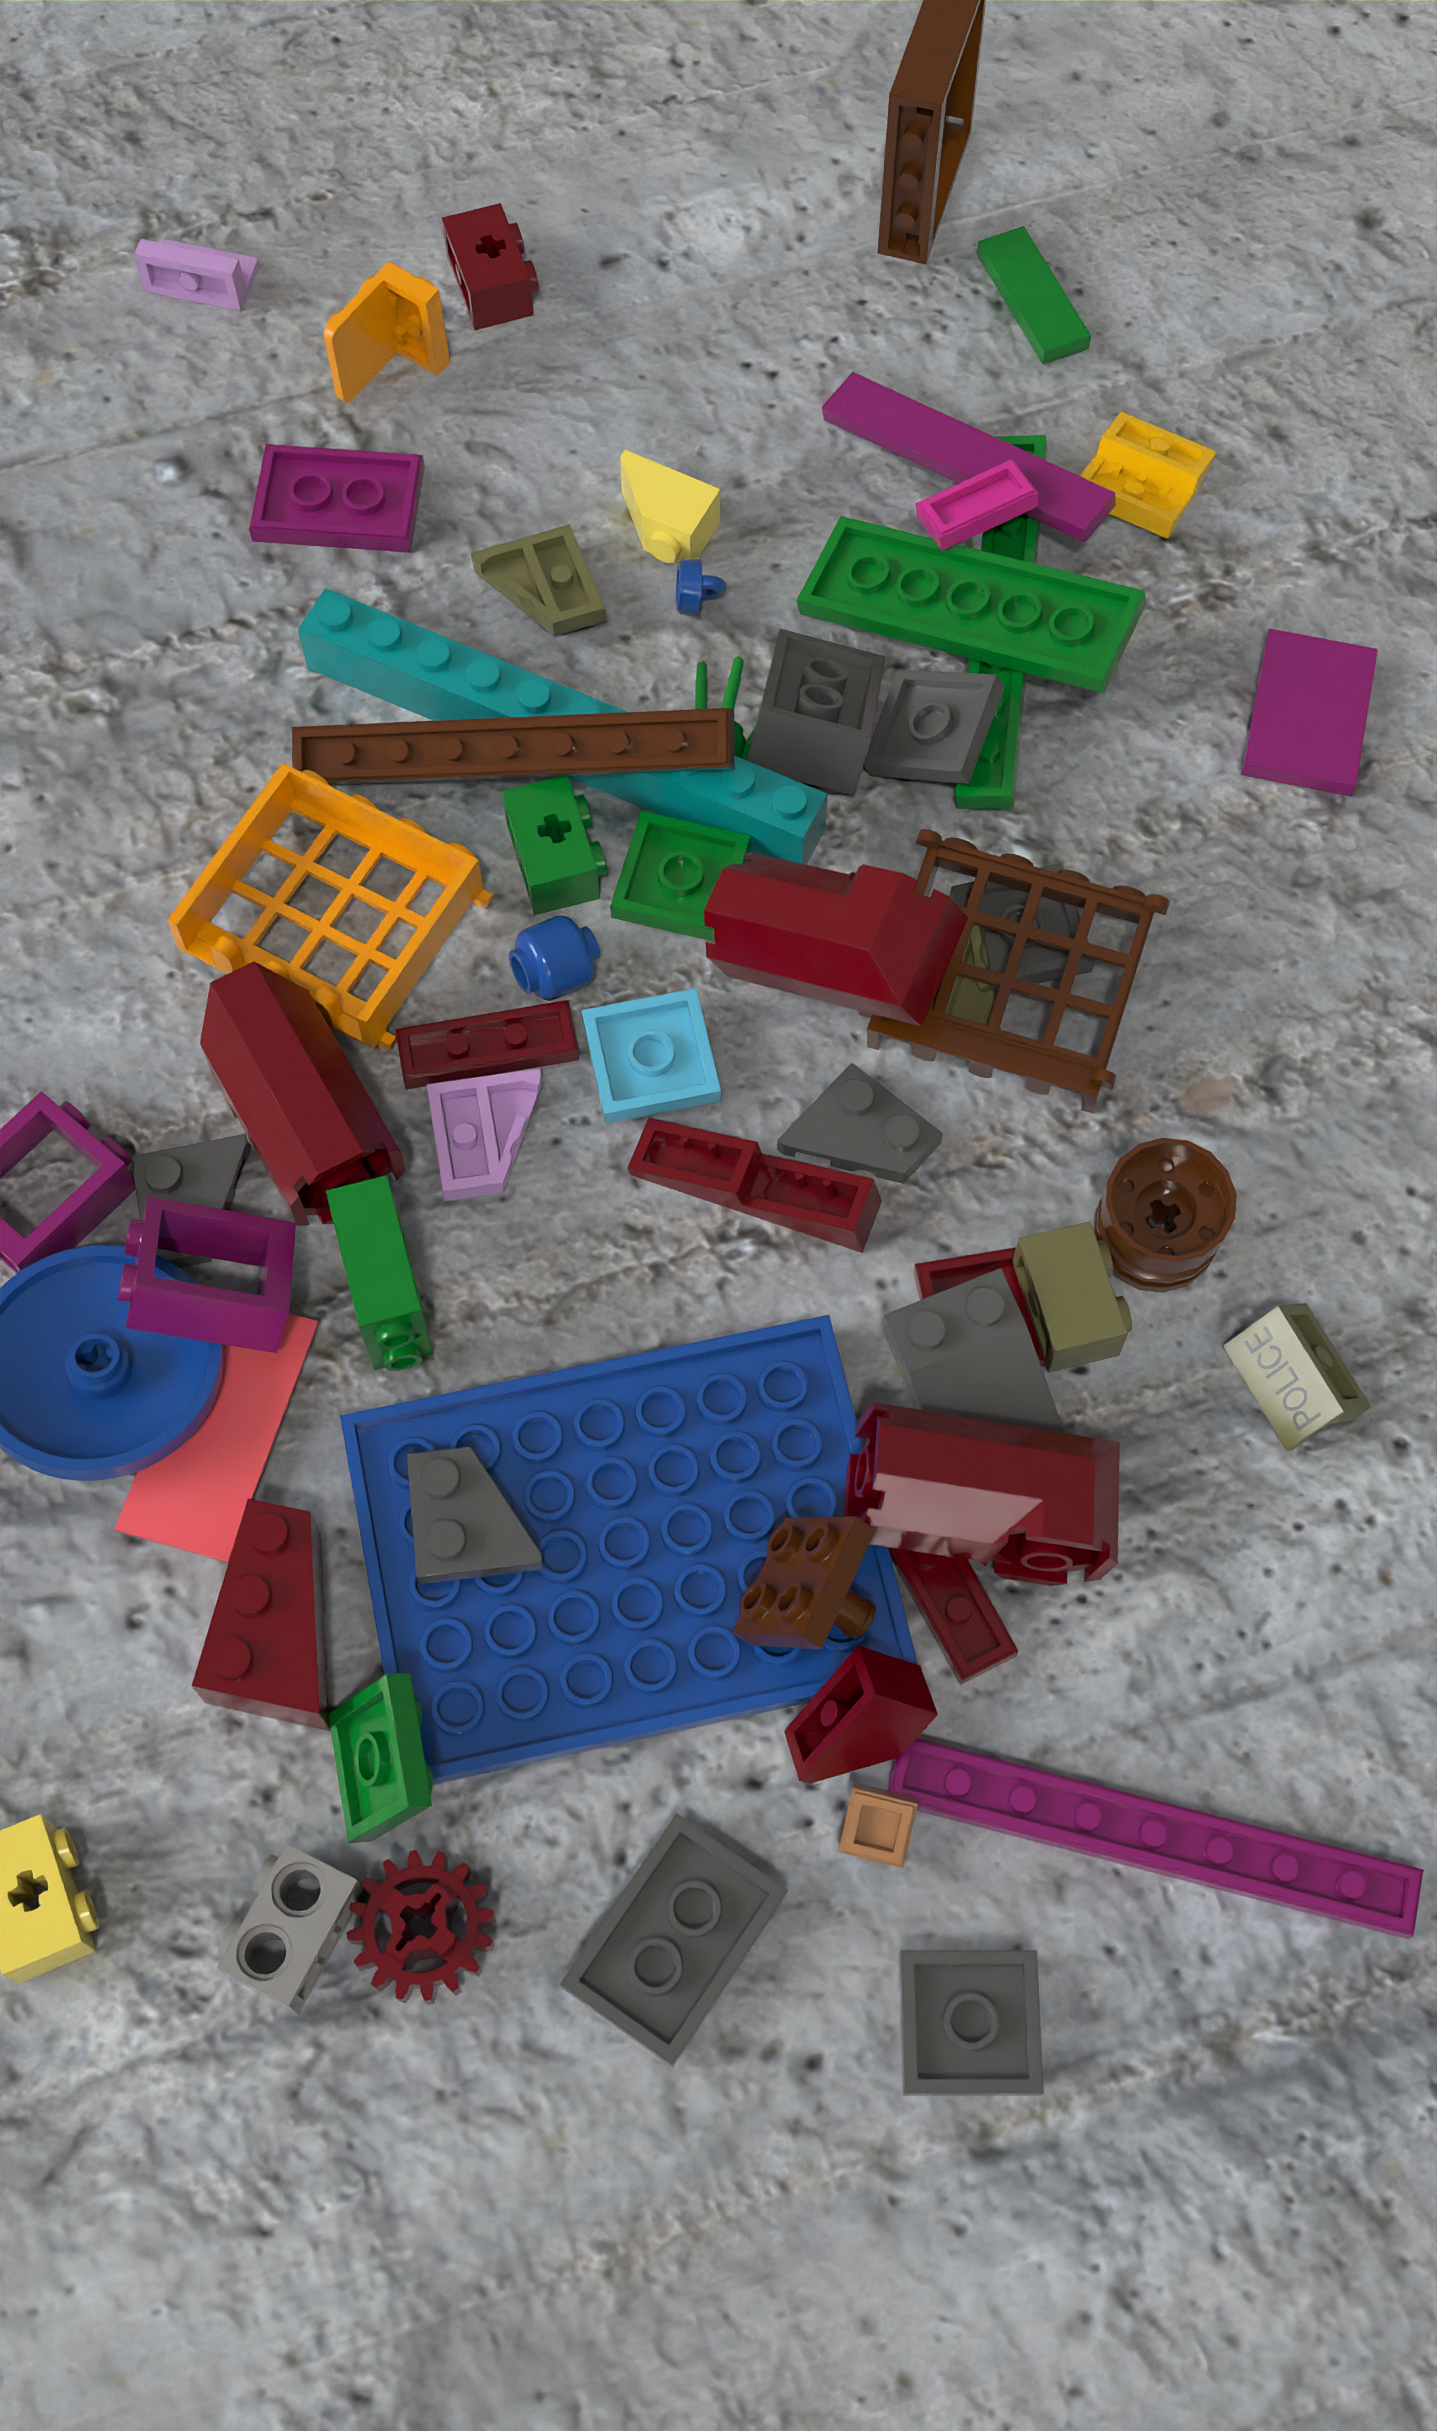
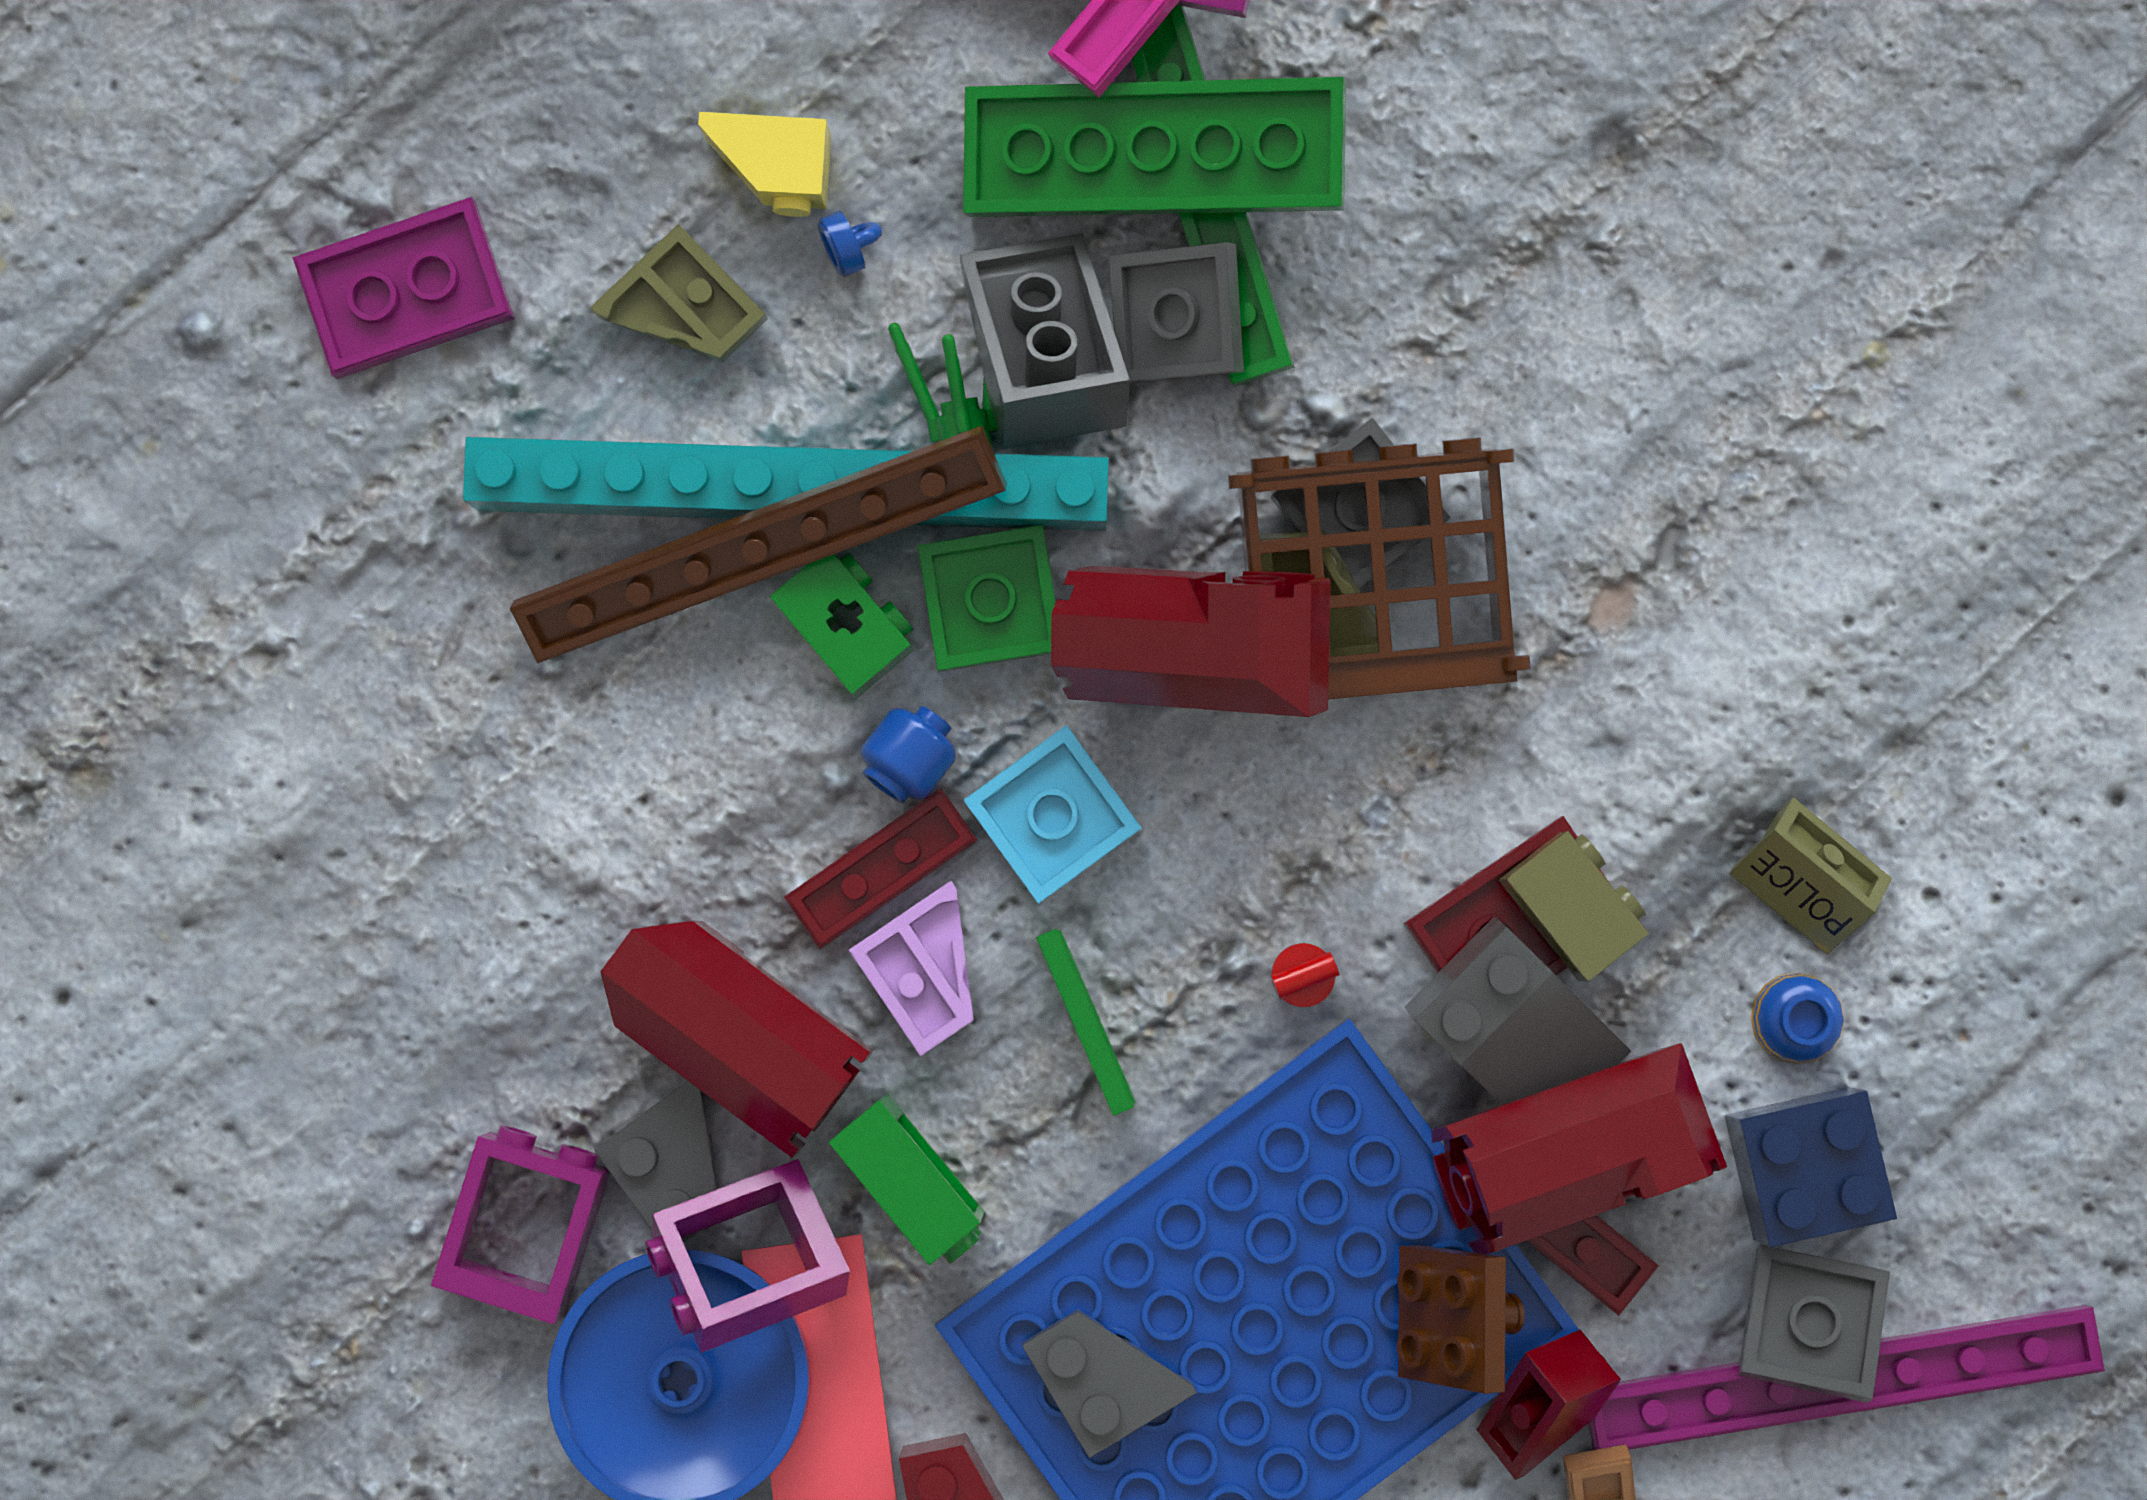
camera: 20 degrees left, 20 degrees up
(195, 273) = (93, 55): lavender panel -> none
(364, 824) = (645, 891): light orange window -> none
(386, 317) = (345, 50): light orange bracket -> none
(598, 1225) = (1086, 1021): none -> green tile
(768, 1187) = (1212, 902): dark red slope -> none
(805, 1270) = (1304, 975): none -> red plate
(862, 1128) = (1293, 798): dark grey wing -> none
(1144, 1759) = (1814, 1323): none -> dark grey plate
(1174, 1186) = (1667, 778): reddish brown wheel -> none
(1197, 1615) = (1810, 1166): none -> dark blue brick
(1237, 1496) = (1797, 1018): none -> blue piece
(1310, 712) = (1552, 109): magenta tile -> none

